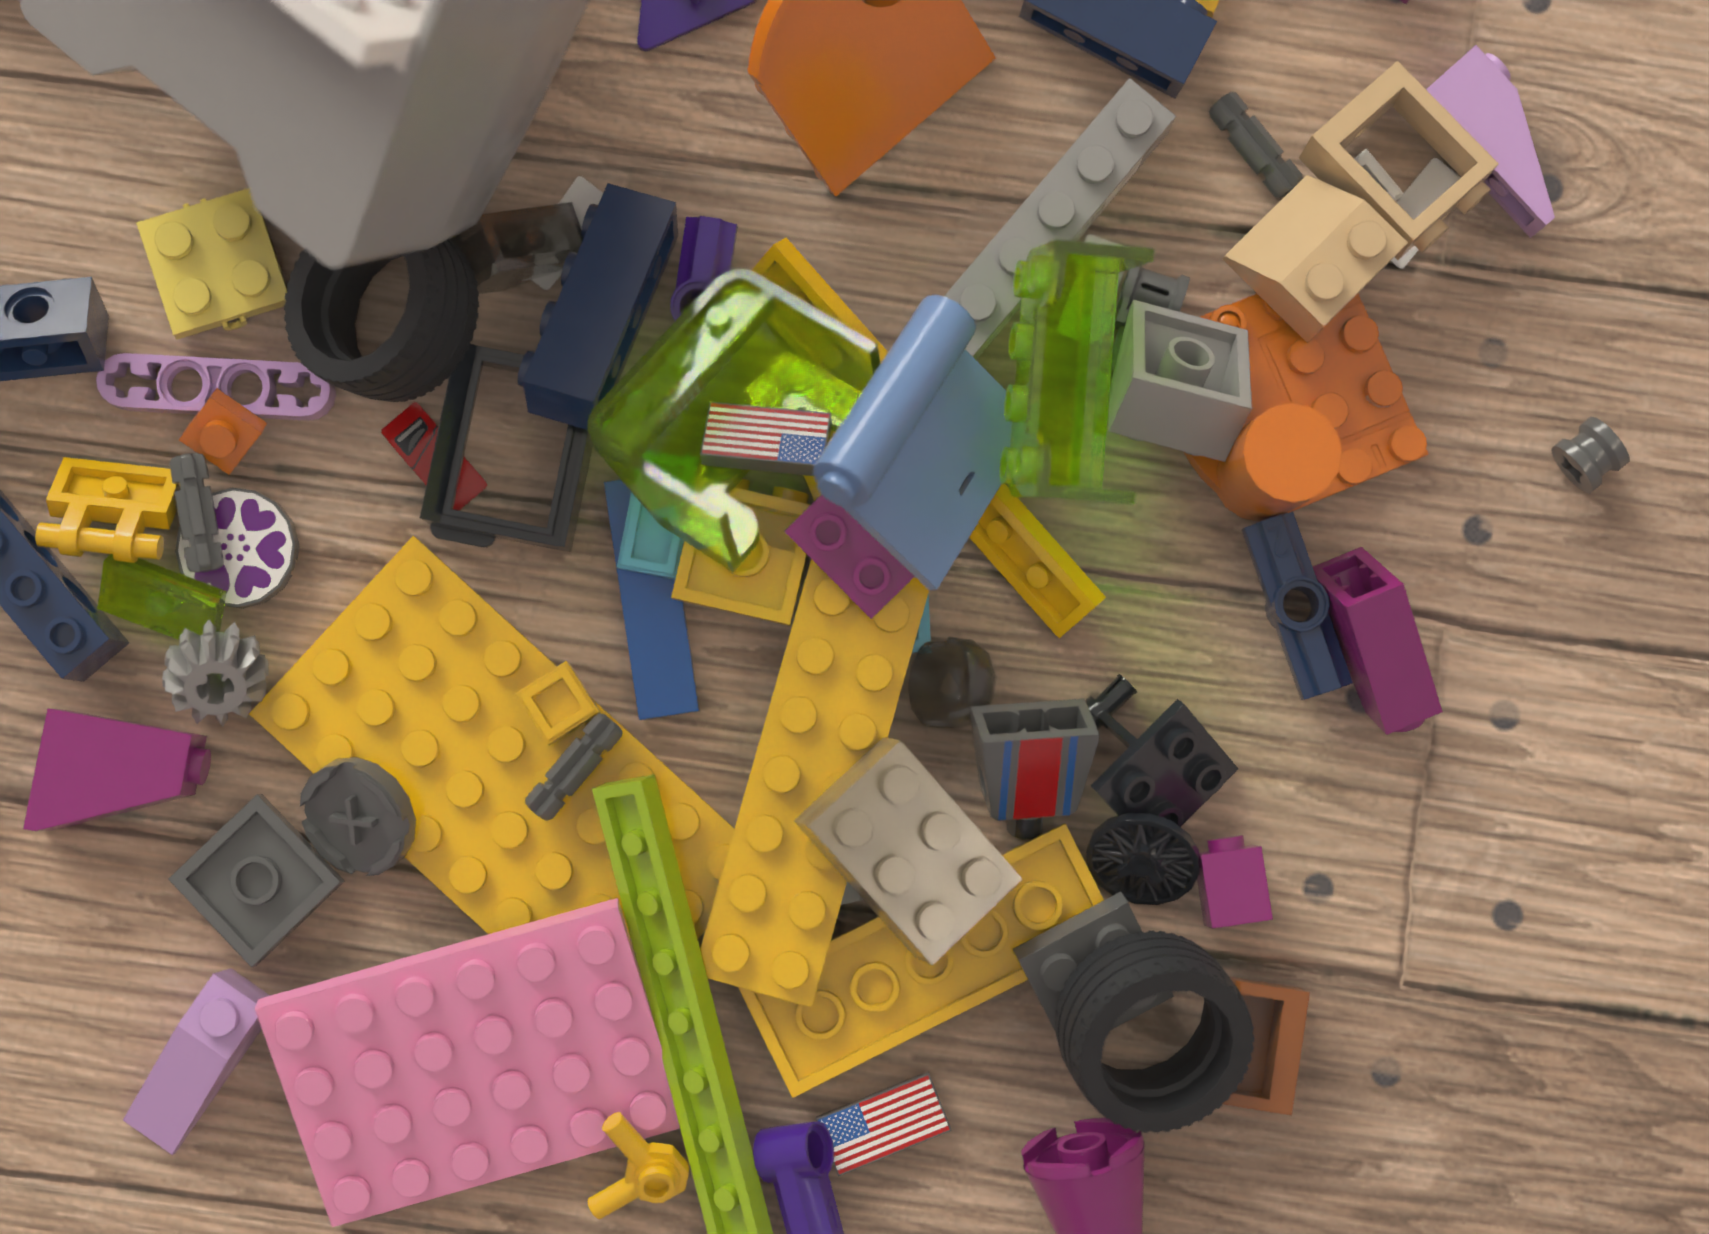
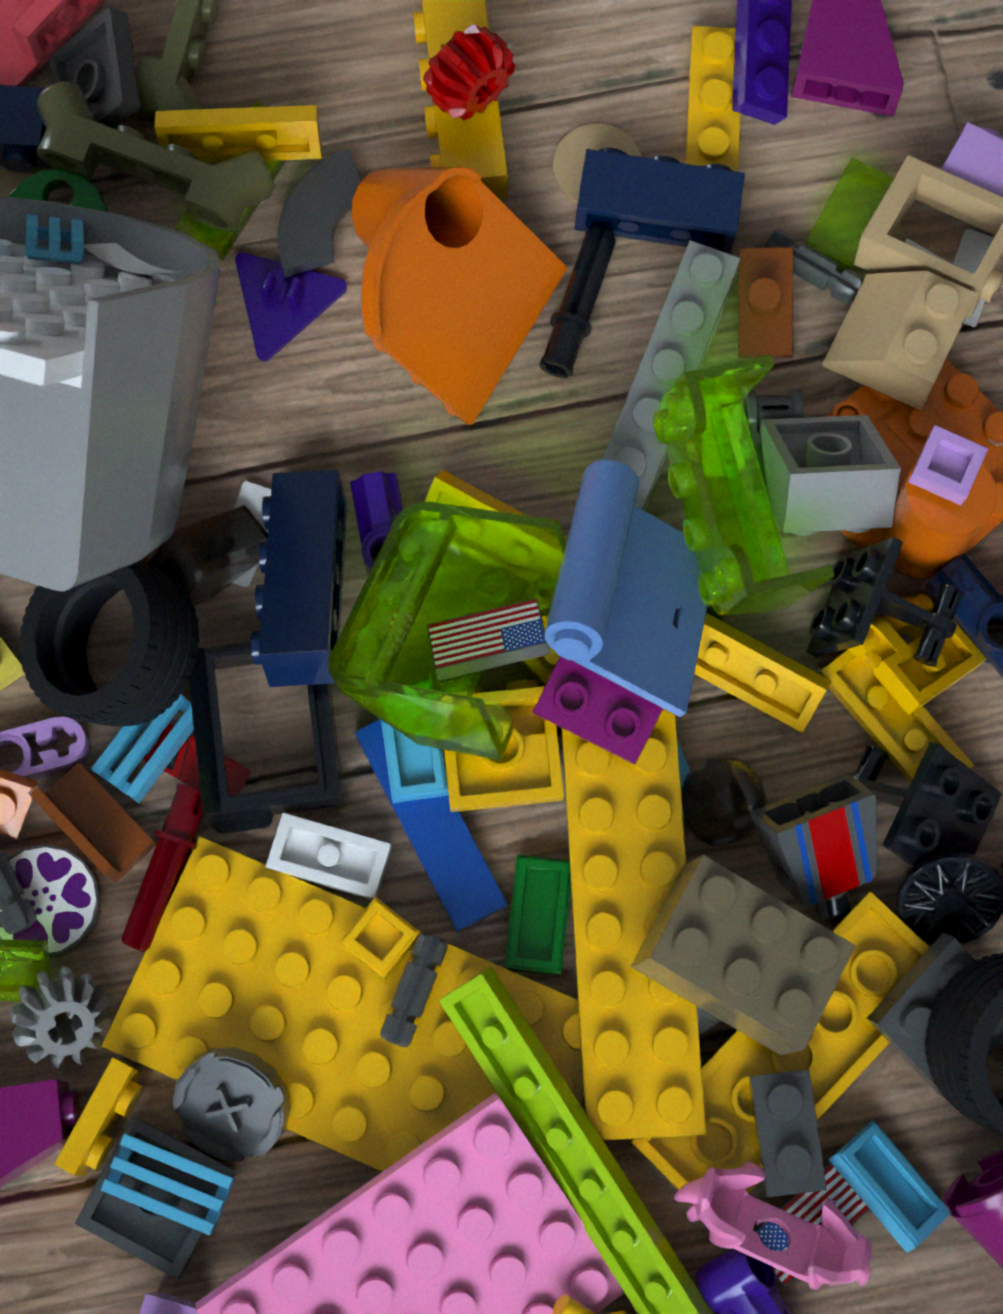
camera: 15 degrees left, 10 degrees down
(208, 802) = (89, 1139): none -> yellow plate
(231, 841) = (121, 1166): none -> medium azure tile
(311, 485) = (95, 822): none -> dark orange panel
(367, 555) = (164, 867): none -> dark red axle
(398, 443) = (157, 763): none -> medium azure tile
(536, 601) = (329, 856): none -> white plate
(726, 731) = (538, 915): none -> green tile
(878, 1156) = (814, 1253): none -> bright pink piece
(893, 1033) = (787, 1133): none -> dark grey plate
(977, 1115) = (890, 1186): none -> medium azure tile
(993, 100) = (572, 320): none -> black axle
(1154, 645) = (881, 716): none -> yellow plate
(1162, 519) = (861, 592): none -> black plate
(1189, 169) = (765, 303): none -> dark orange tile
(1209, 615) = (904, 677): none -> yellow plate
(1297, 426) = (948, 465): none -> lavender plate
(1316, 98) = (849, 212): none -> clear neon green tile

